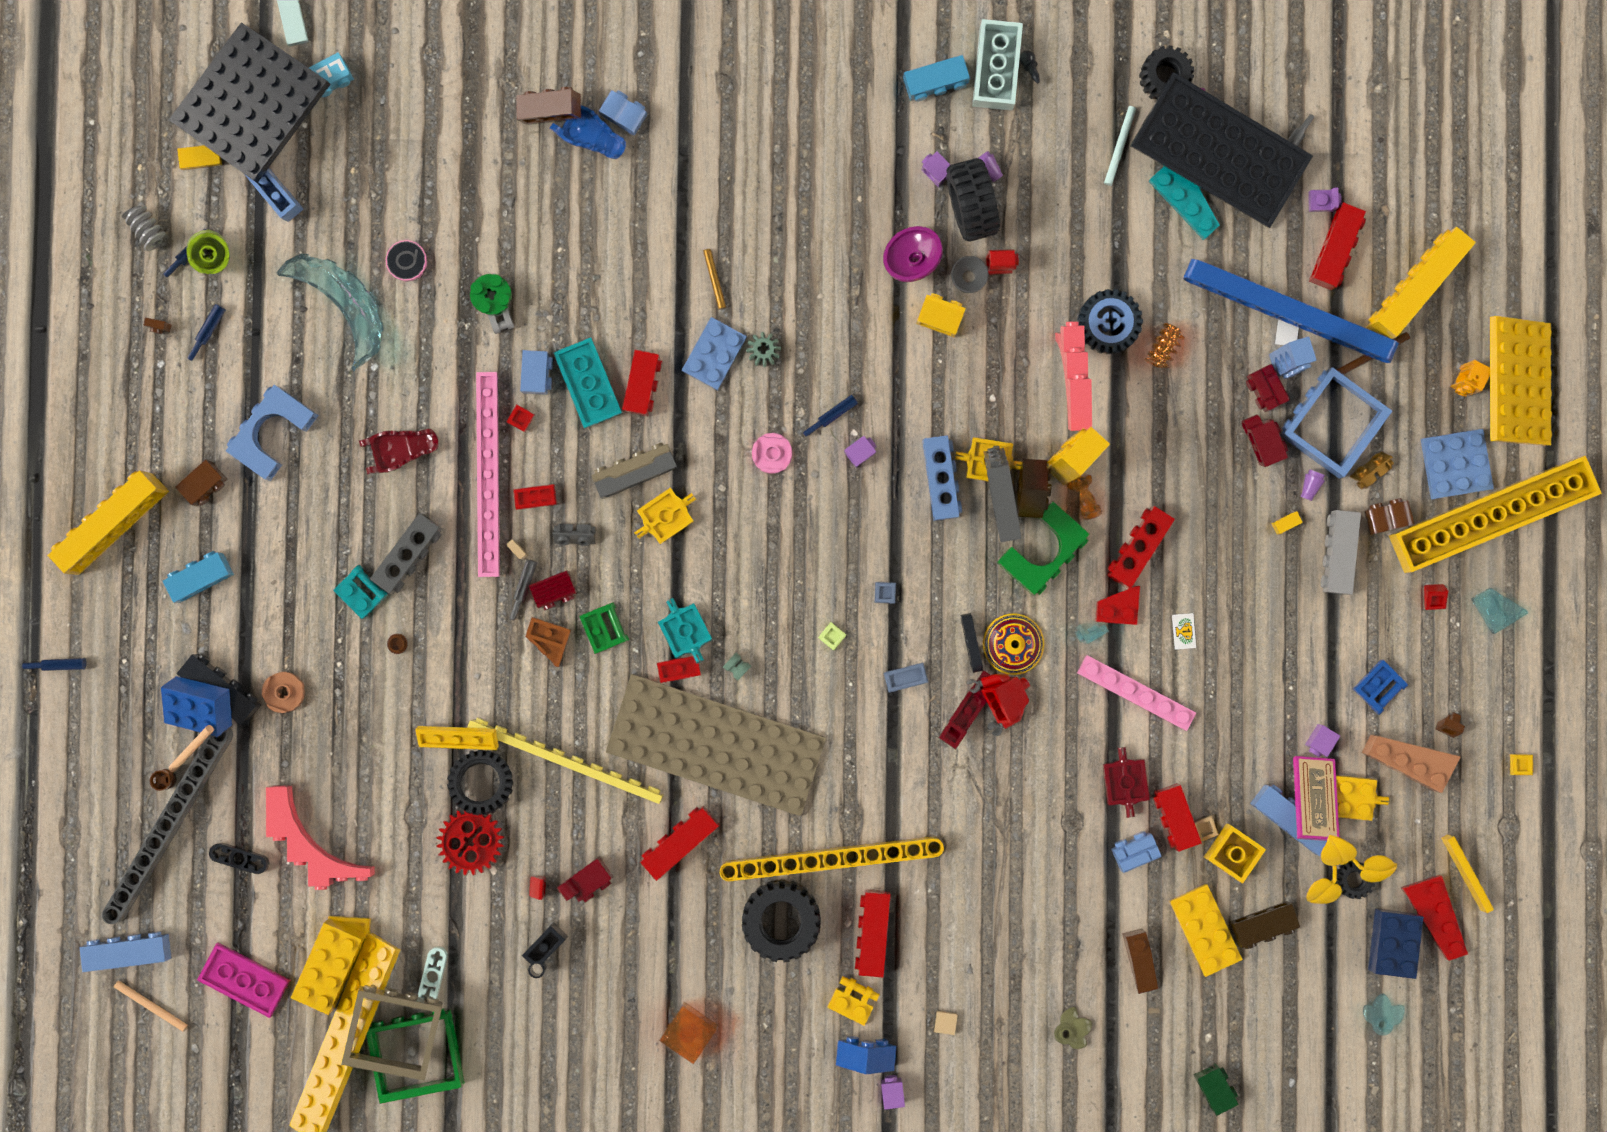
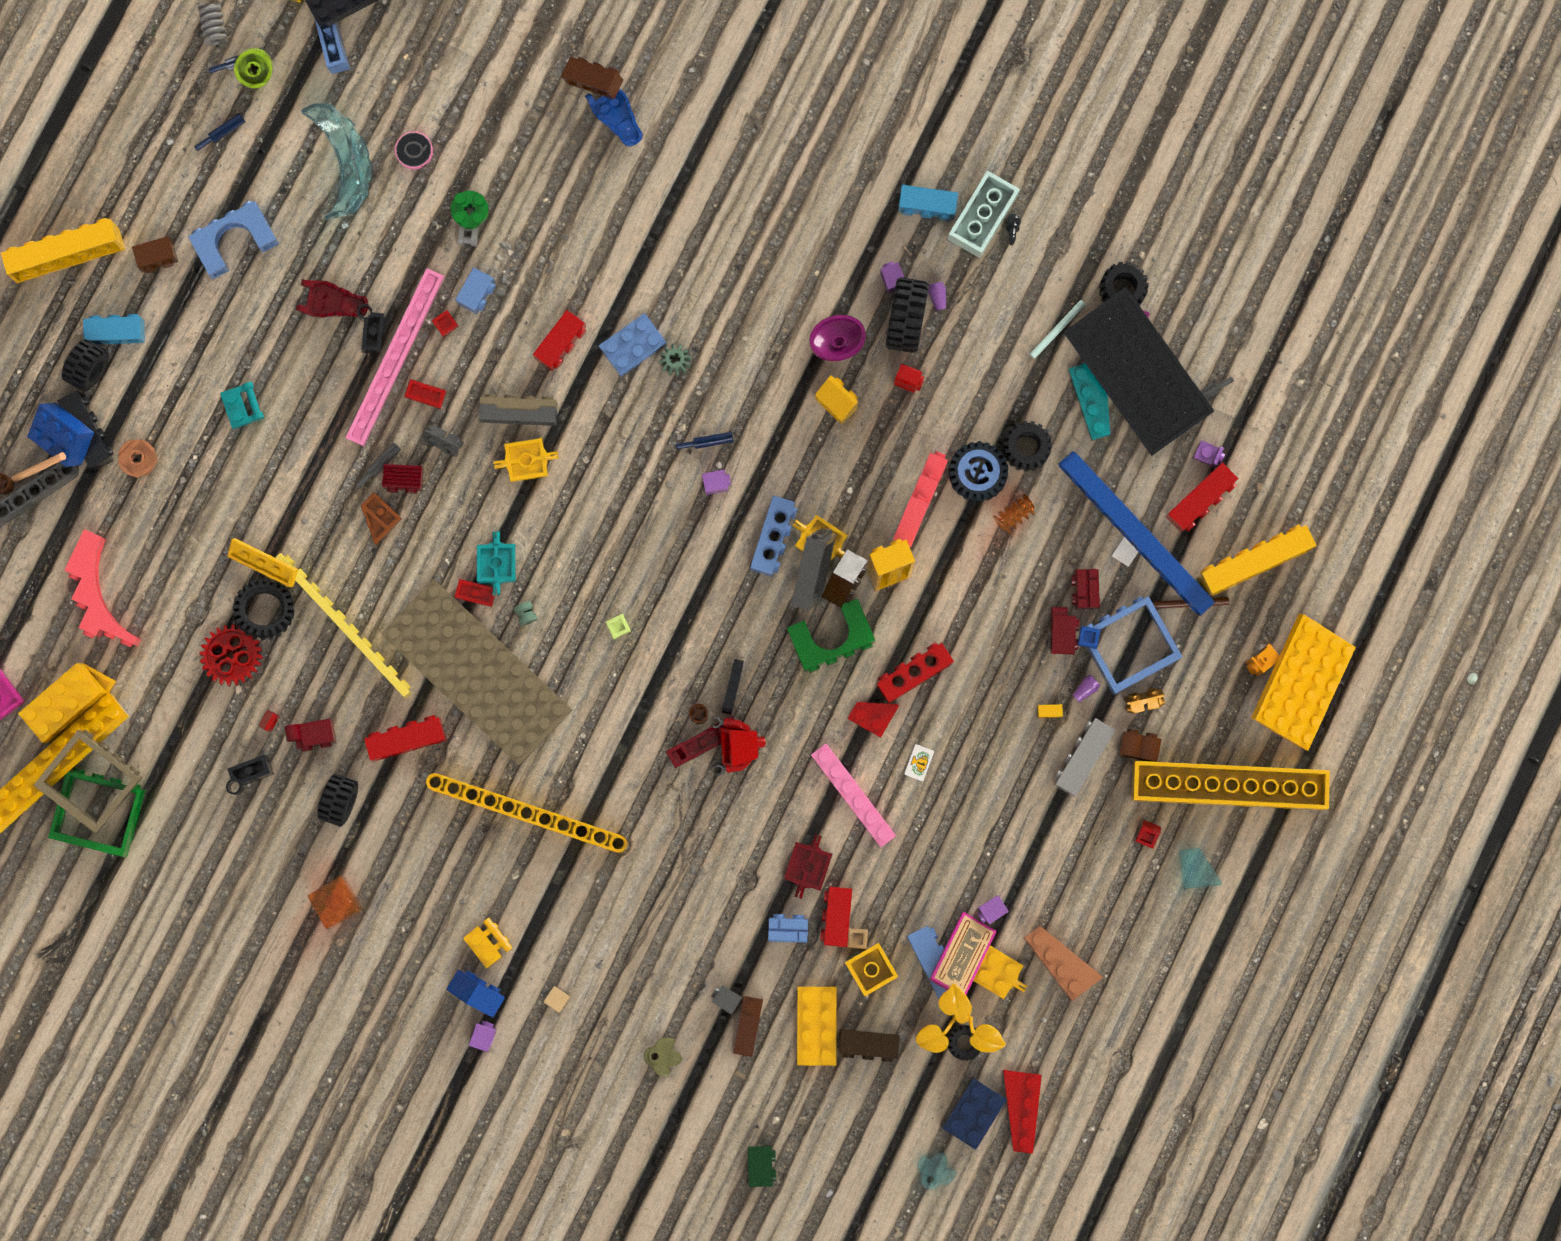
camera: 30 degrees right, 5 degrees down
(157, 326) = (182, 109): reddish brown plate -> none
(186, 626) = (85, 365): none -> black tyre
(252, 868) = (39, 592): black beam -> none
(383, 575) = (301, 381): dark grey brick -> none
(397, 643) = (251, 462): reddish brown plate -> none
(431, 960) = (149, 739): light aqua beam -> none
(453, 459) = (372, 331): none -> black hinge
(517, 549) = (389, 431): tan tile -> none
(587, 383) = (515, 320): teal plate -> none
(597, 630) = (423, 528): green plate -> none
(623, 112) = (652, 111): medium blue brick -> none
(643, 934) = (337, 800): none -> black tyre
(714, 279) = (662, 283): pearl gold bar -> none
(772, 453) = (641, 450): bright pink tile -> none
(781, 949) = (432, 844): black tyre -> none
(873, 934) = (530, 896): red brick -> none
(885, 592) = (680, 611): sand blue tile -> none
(905, 677) = (663, 690): sand blue tile -> none
(954, 684) = (700, 711): none -> reddish brown wheel
(972, 264) = (881, 368): dark grey piece -> none
(998, 642) = (770, 719): dish -> none
(1090, 508) = (887, 621): clear orange animal -> none
(1094, 632) = (841, 726): clear light blue bracket -> none
(1108, 946) = (726, 999): none -> dark grey brick
(1158, 263) = (1027, 430): none -> black tyre
(1293, 357) = (1114, 570): medium blue brick -> none
(1294, 434) = (1088, 637): none -> blue tile
(1375, 682) = (1061, 882): blue plate -> none
(1451, 725) = (1109, 949): reddish brown tile -> none
(1457, 464) = (1219, 729): medium blue plate -> none
(1467, 873) = (1064, 1083): yellow tile -> none
(1521, 764) = (1156, 1012): yellow tile -> none

